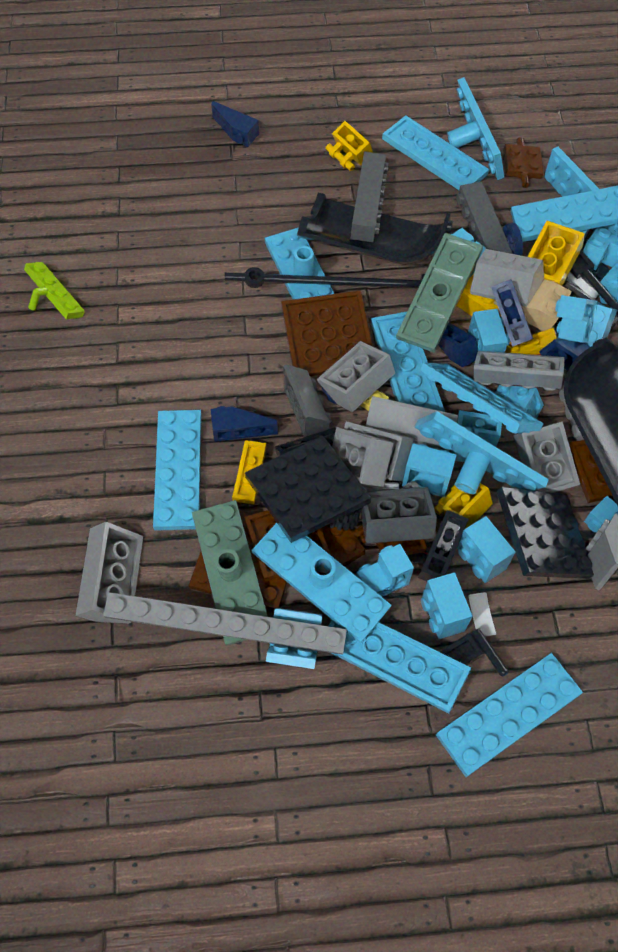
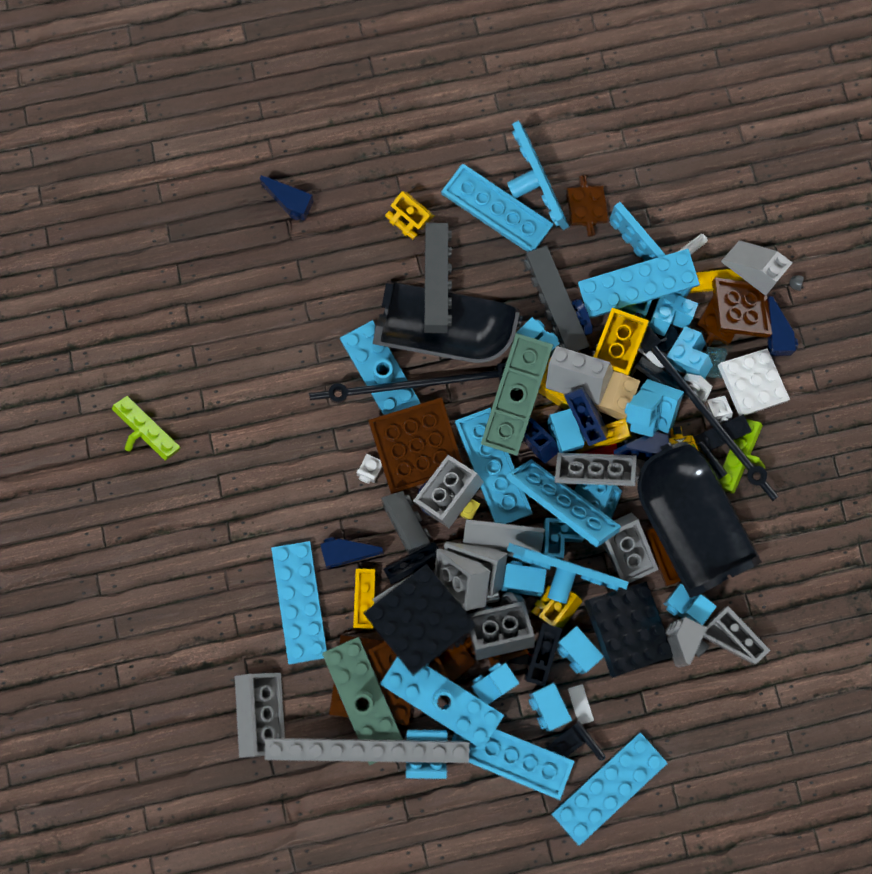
camera: 10 degrees left, 15 degrees up
(275, 353) = (369, 469): none -> white bracket

